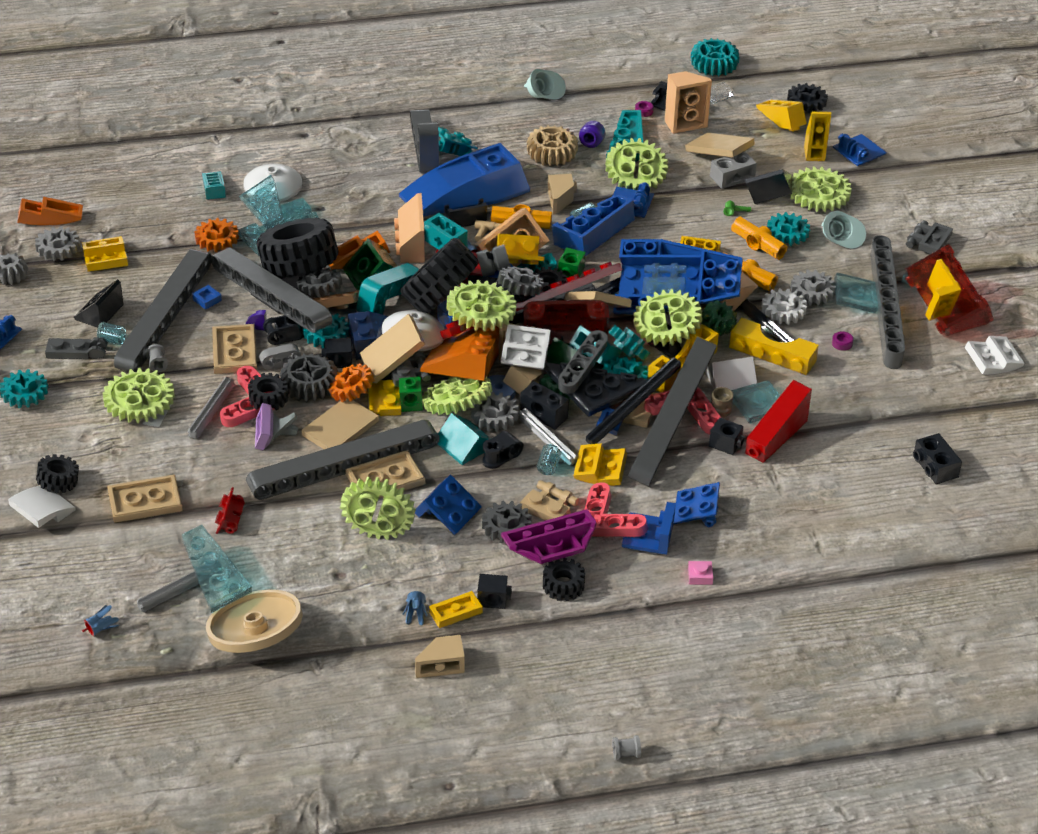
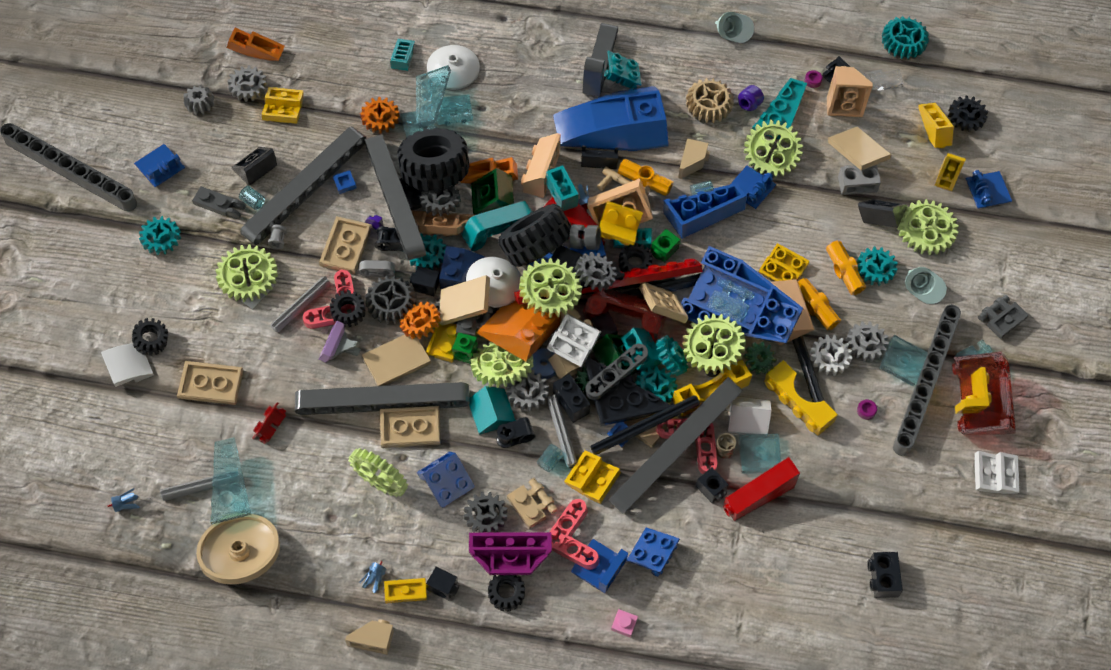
camera: 20 degrees right, 20 degrees up
(730, 207) = (838, 221): bright green hand -> none

